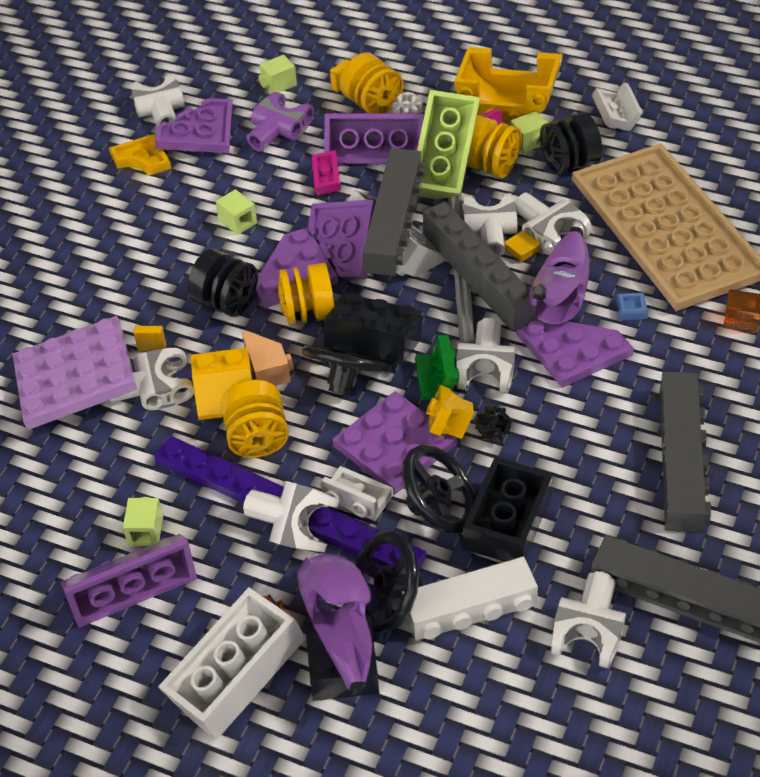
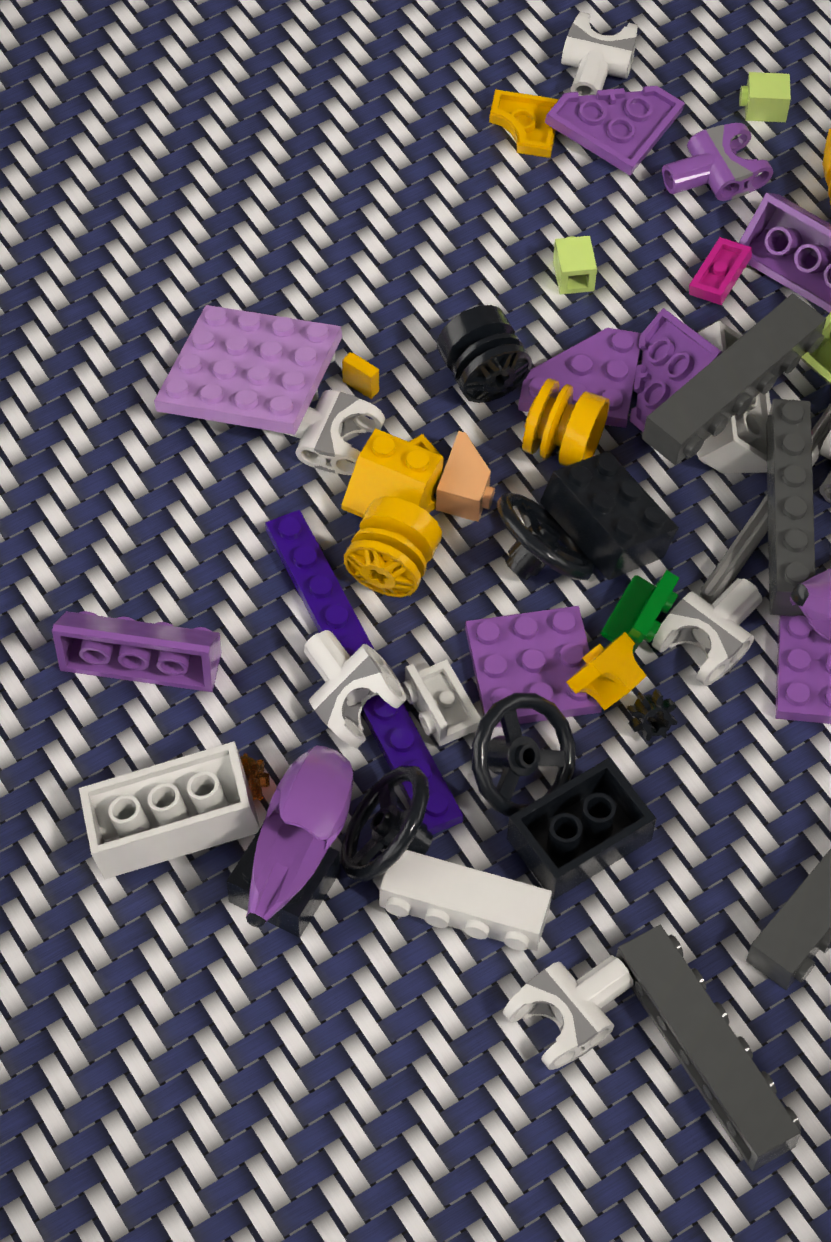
camera: 30 degrees right, 10 degrees up
(143, 521) = (196, 594): yellowish green brick -> none

